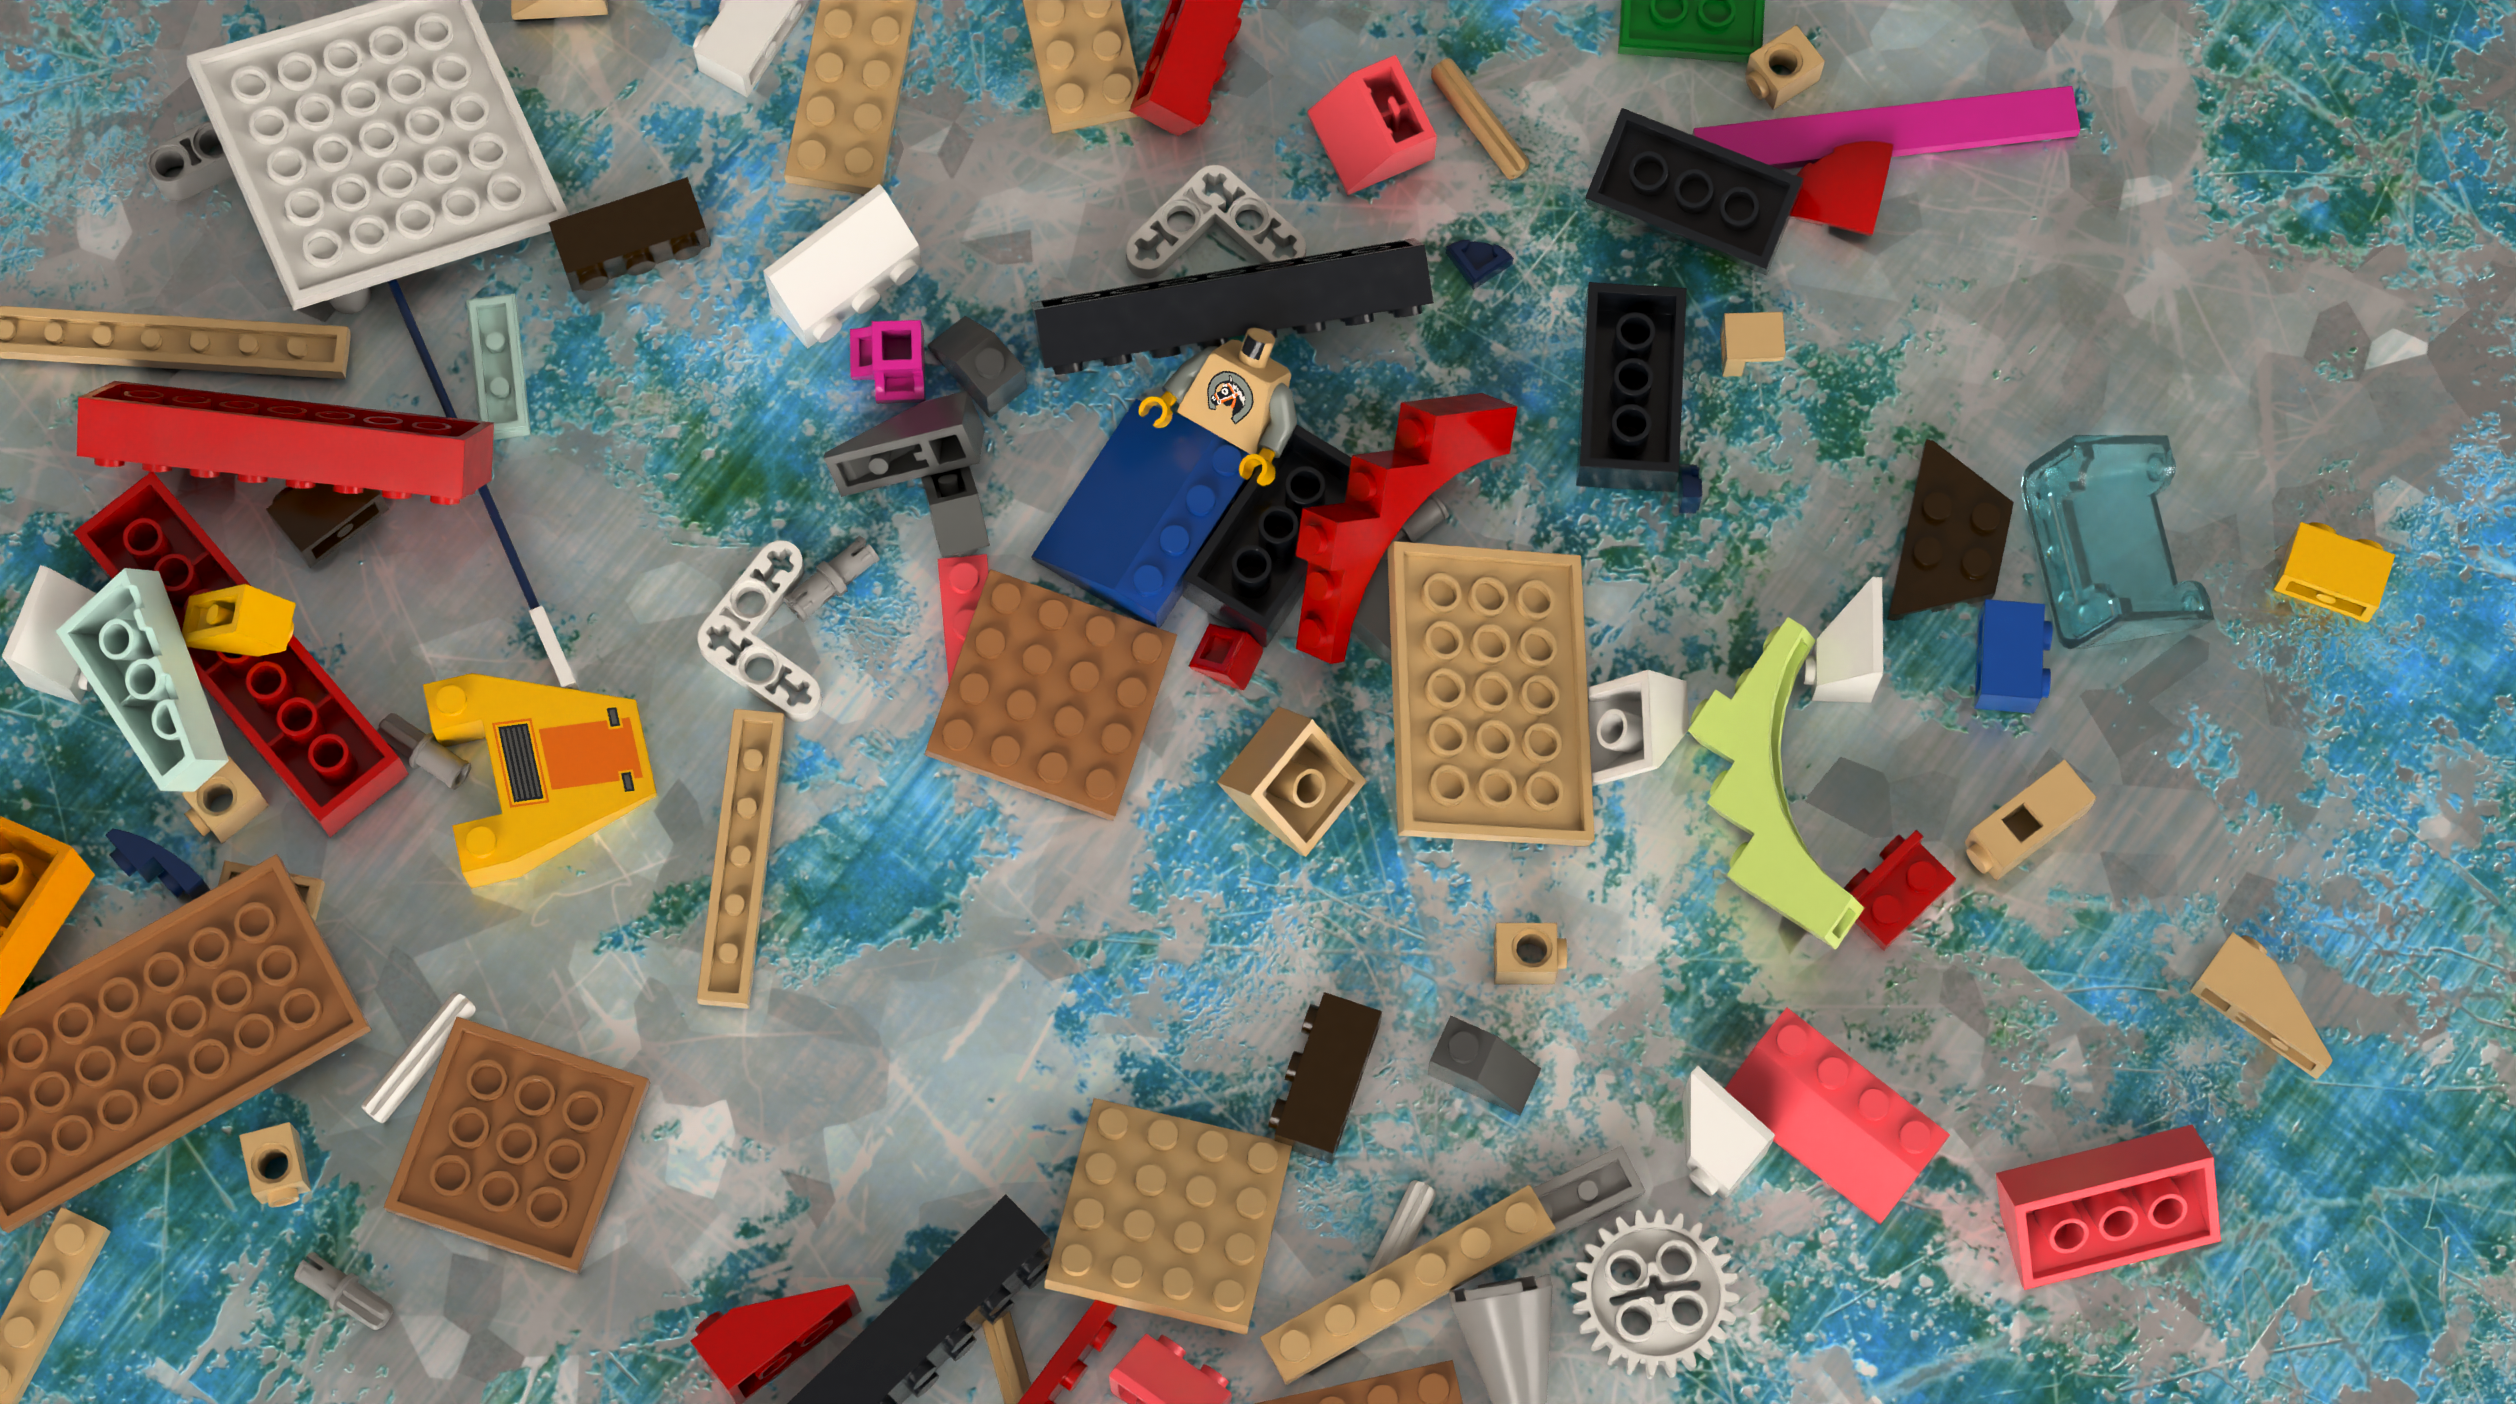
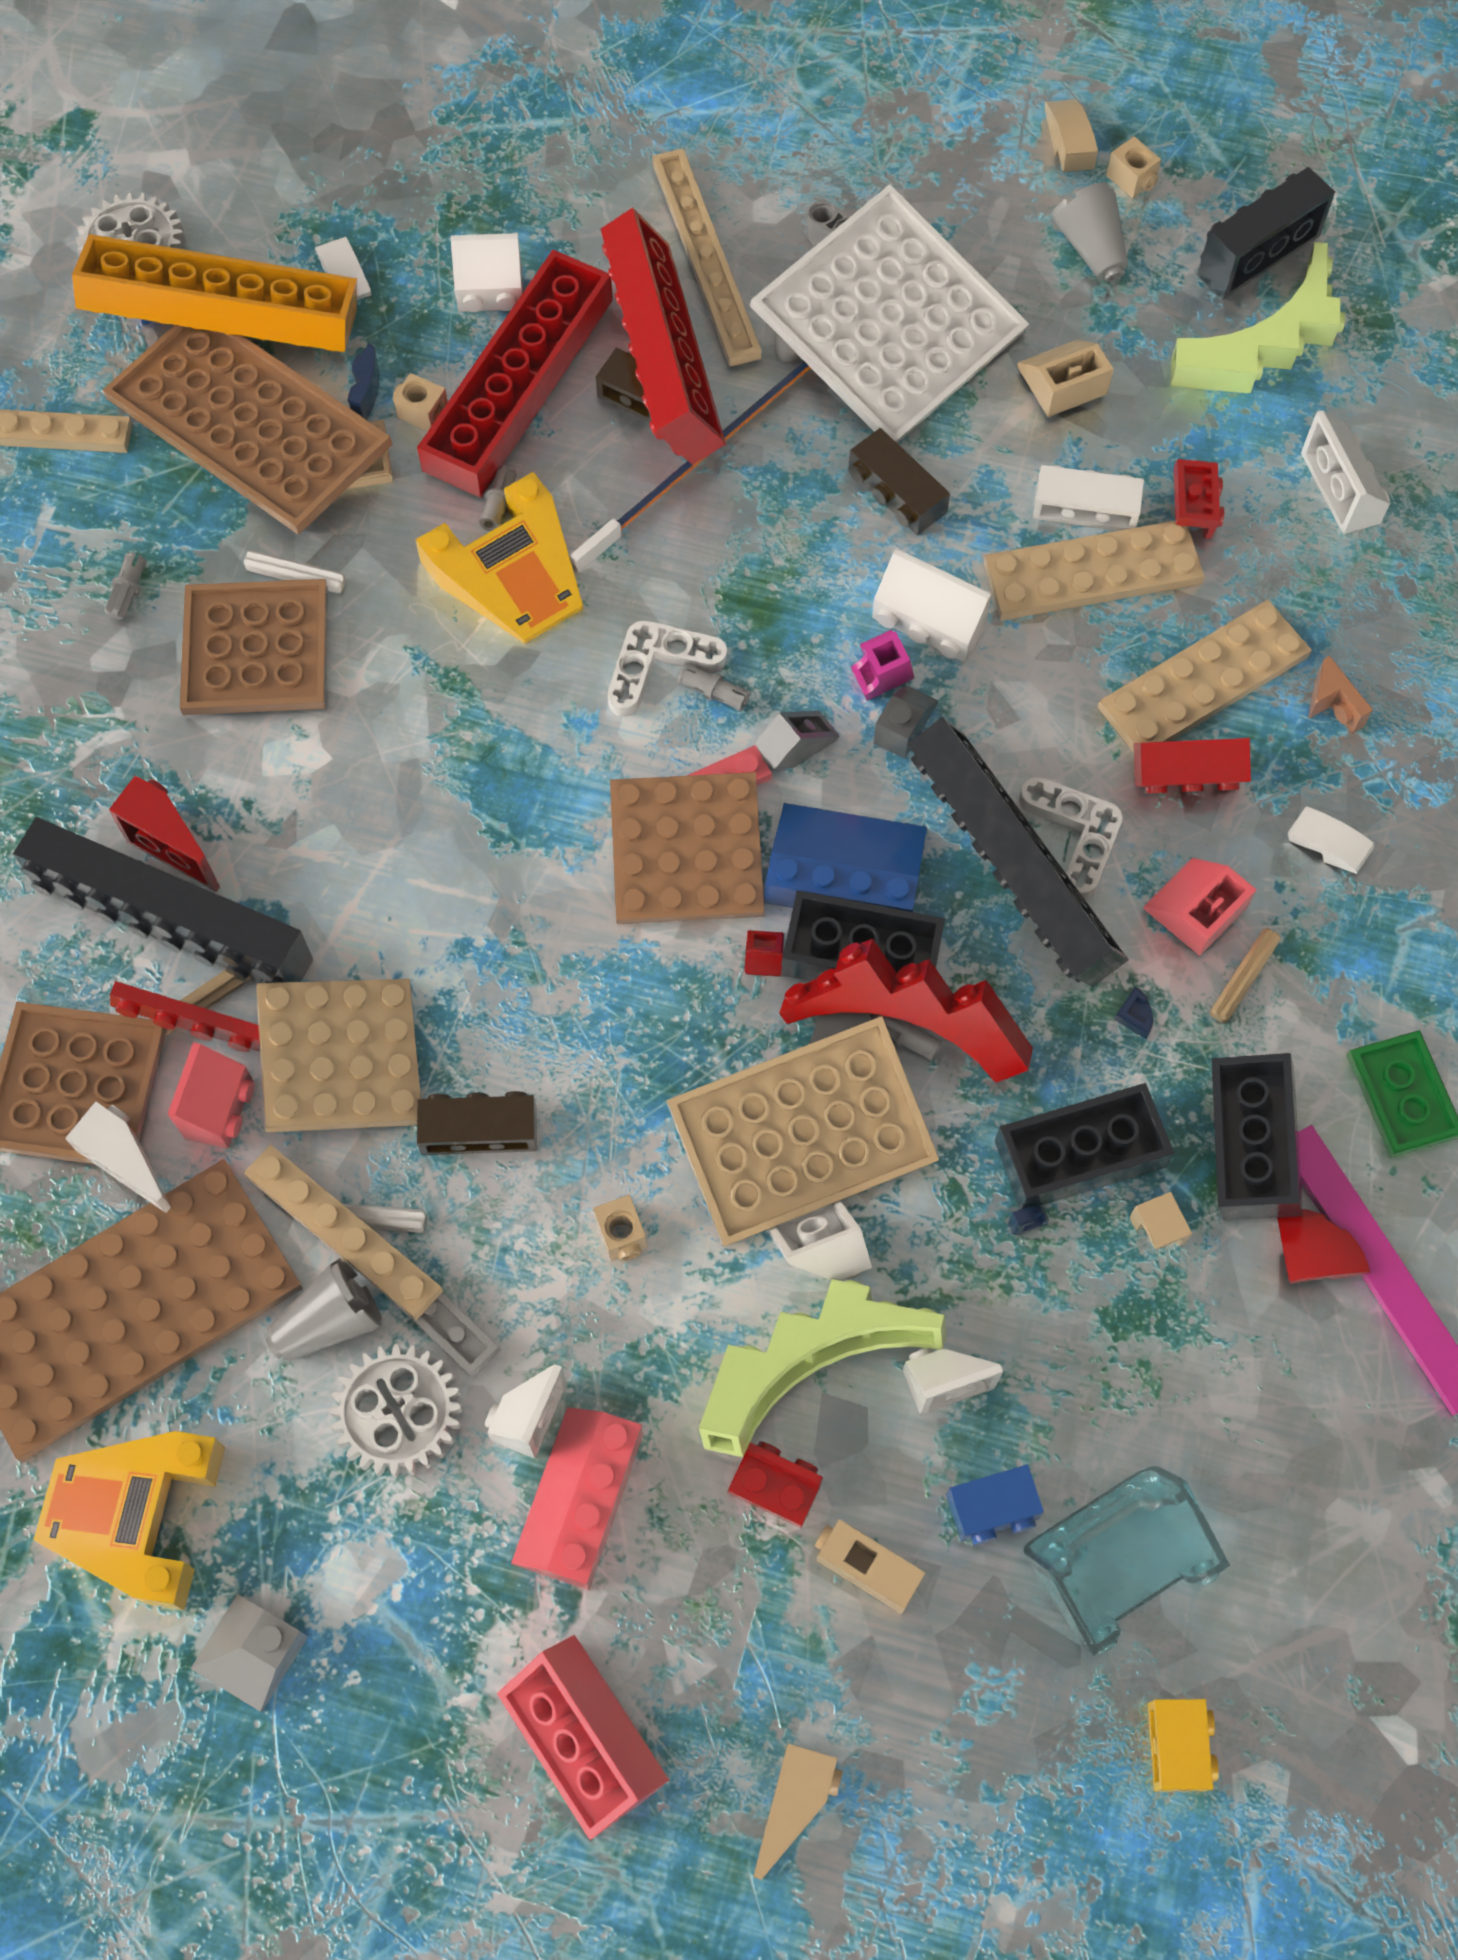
camera: 70 degrees right, 5 degrees down
(146, 679) = (467, 316): light aqua wedge -> none
(239, 621) = (525, 351): yellow slope -> none
(262, 1147) = (194, 505): tan brick -> none
(498, 365) = (775, 446): light aqua tile -> none
(741, 859) = (496, 703): tan plate -> none
(909, 446) = (827, 698): dark grey slope -> none
(1237, 397) = (944, 875): torso -> none
(1292, 780) = (686, 1024): tan slope -> none
(1483, 1066) = (524, 1228): dark grey slope -> none
(1792, 51) = (1408, 1169): tan brick -> none
(1950, 537) = (1074, 1429): dark brown wing -> none

